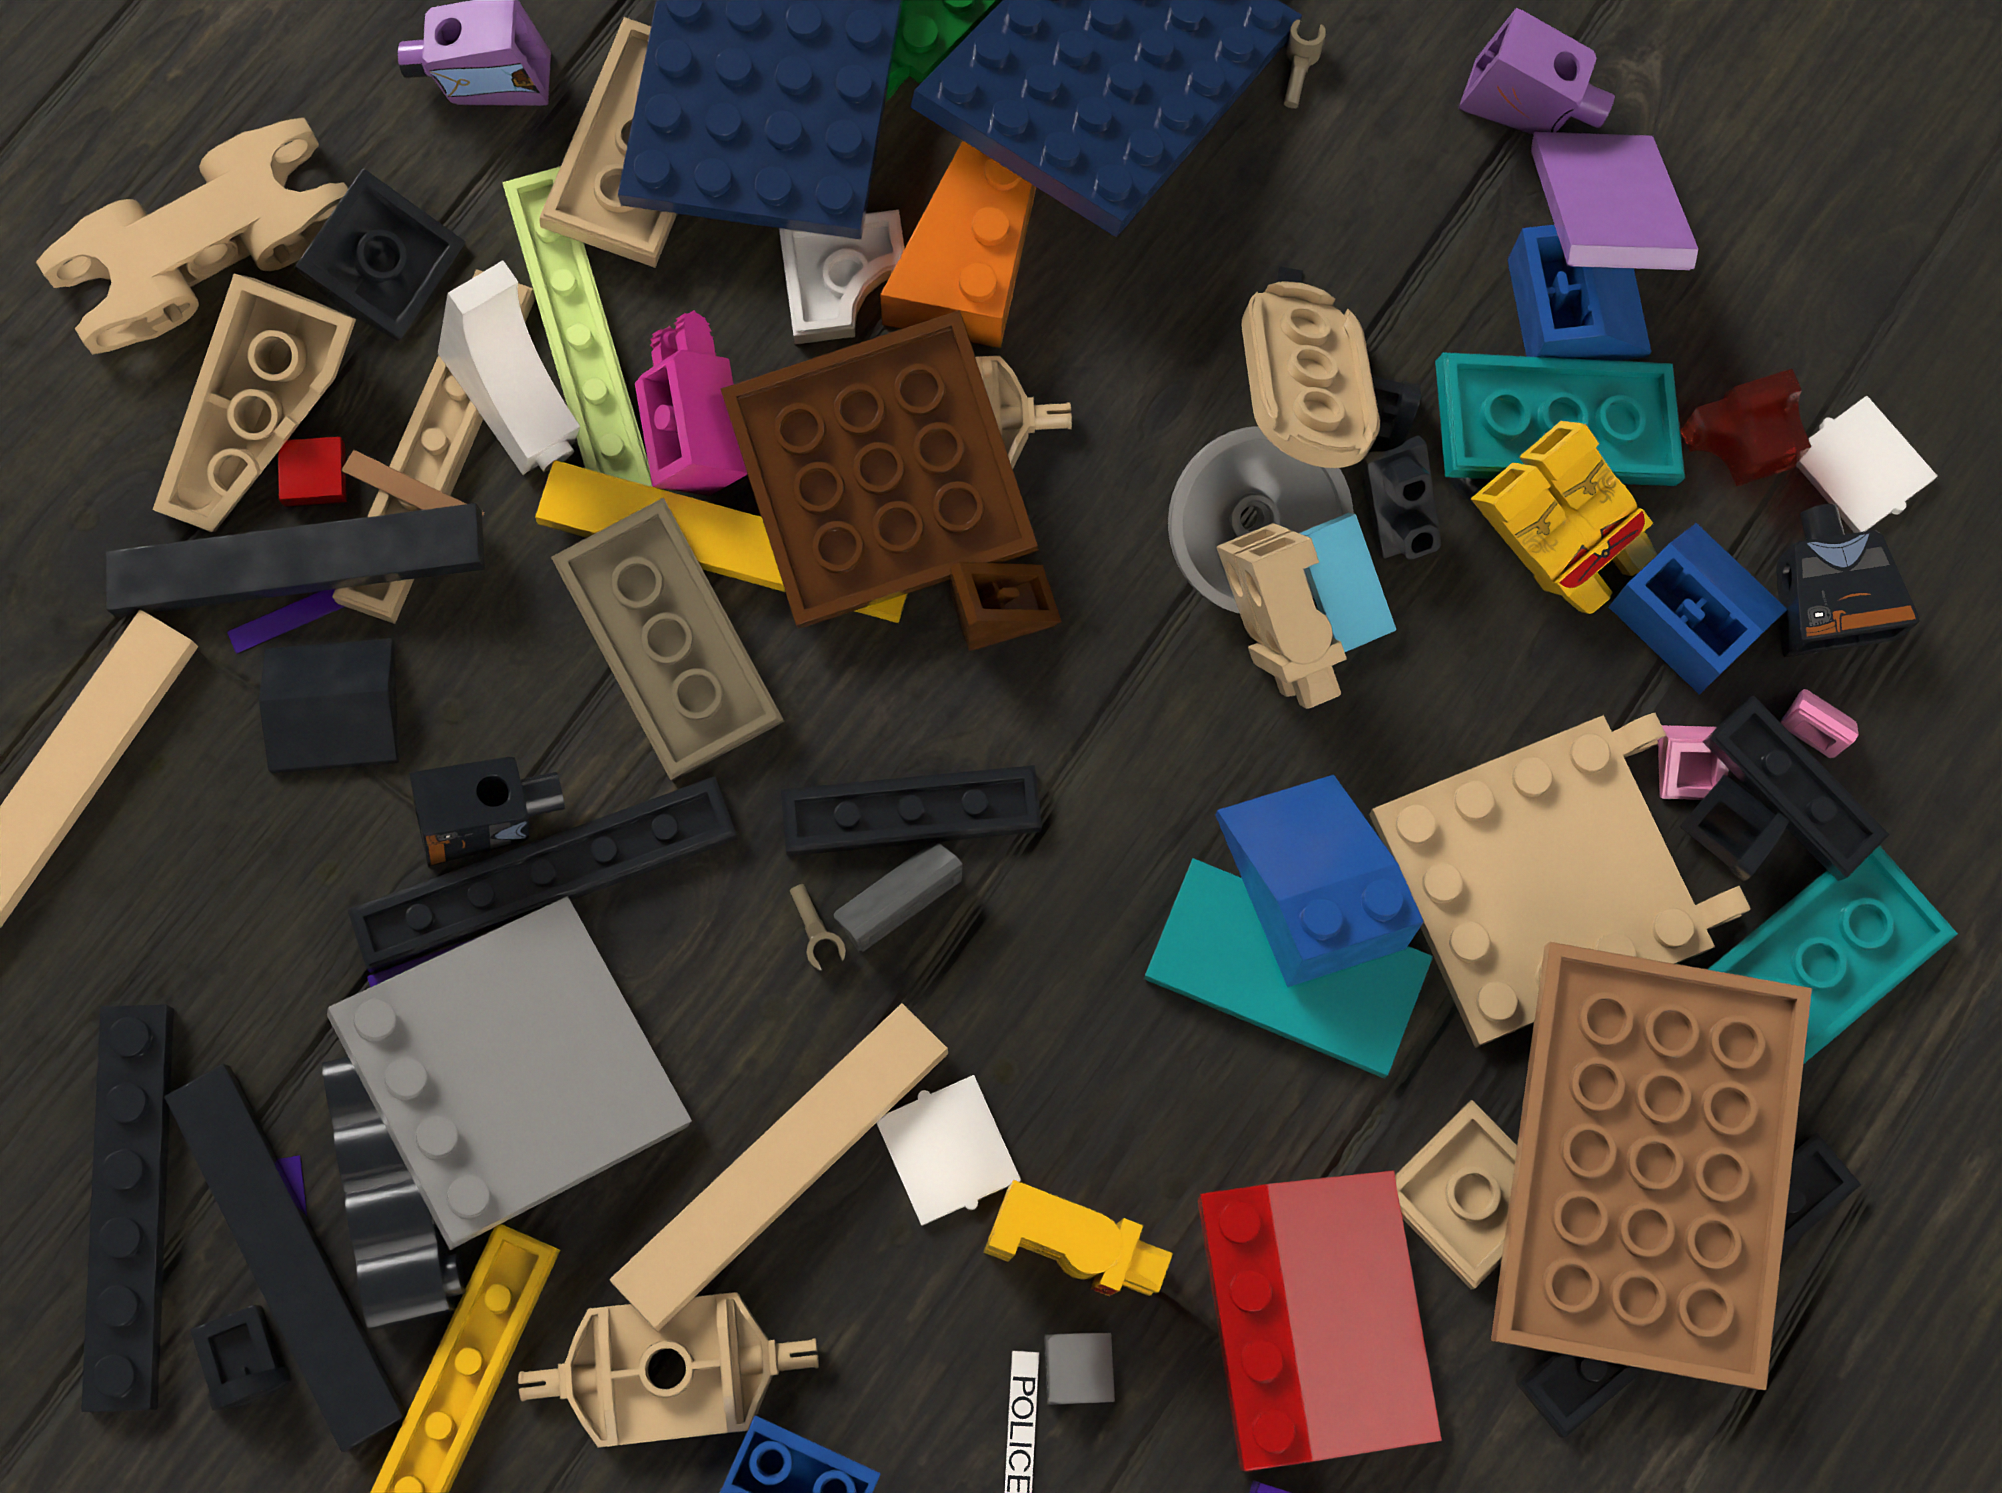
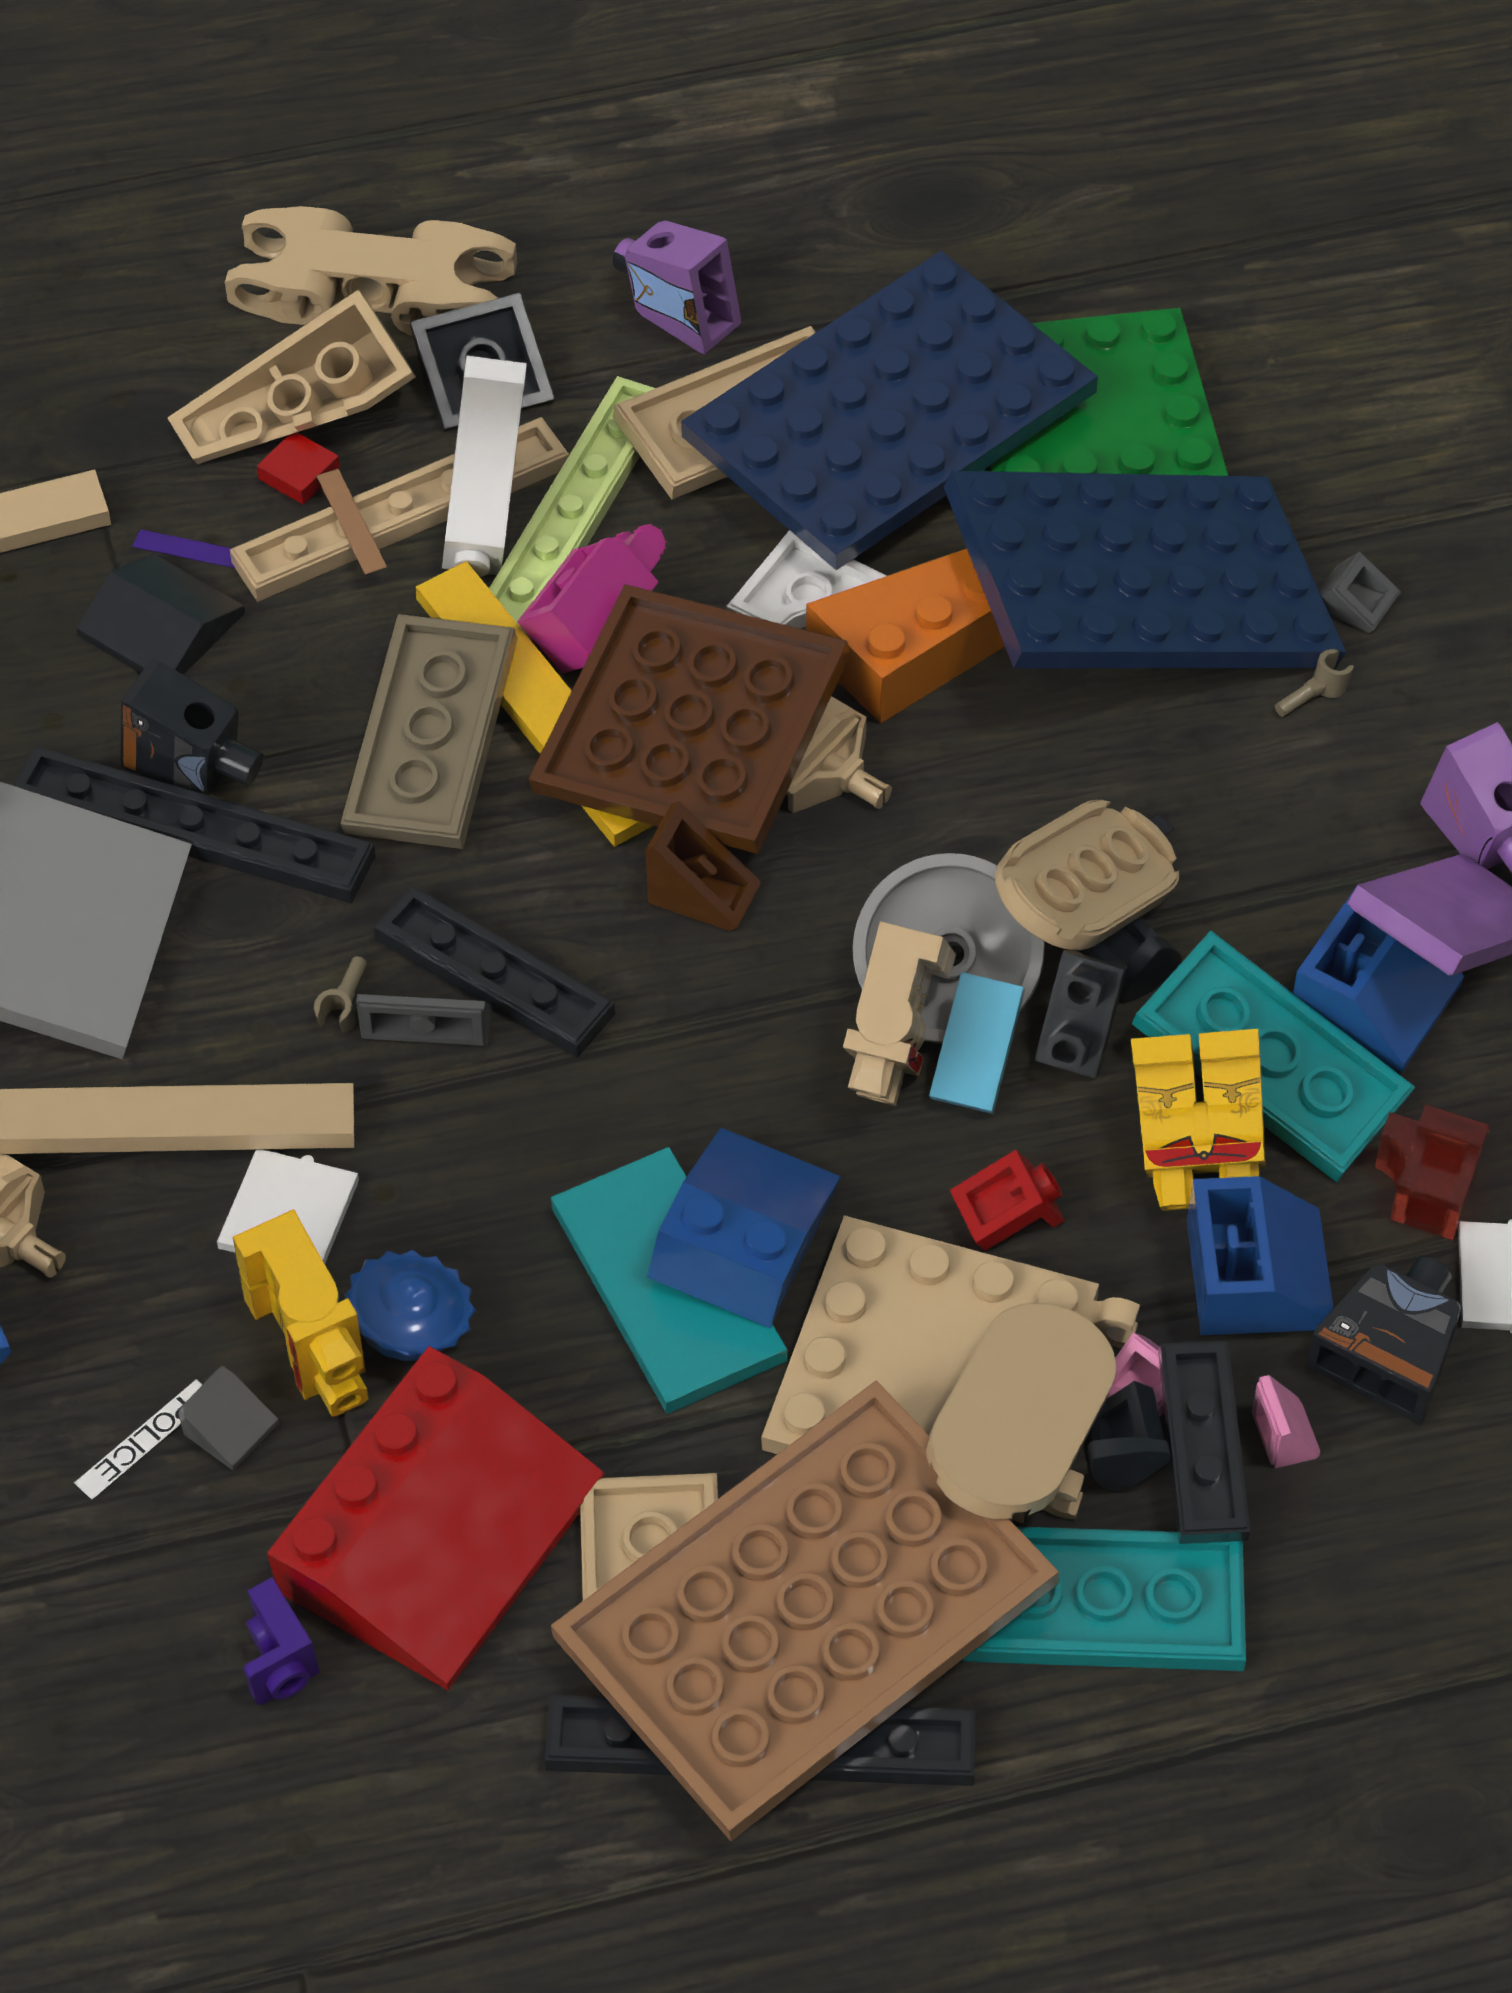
camera: 45 degrees right, 20 degrees down
(295, 560) = (229, 508): black tile -> none
(1137, 1162) = (409, 1304): none -> blue piece
(1479, 698) = (1007, 1199): none -> red bracket
(1668, 877) = (1021, 1410): none -> tan tile

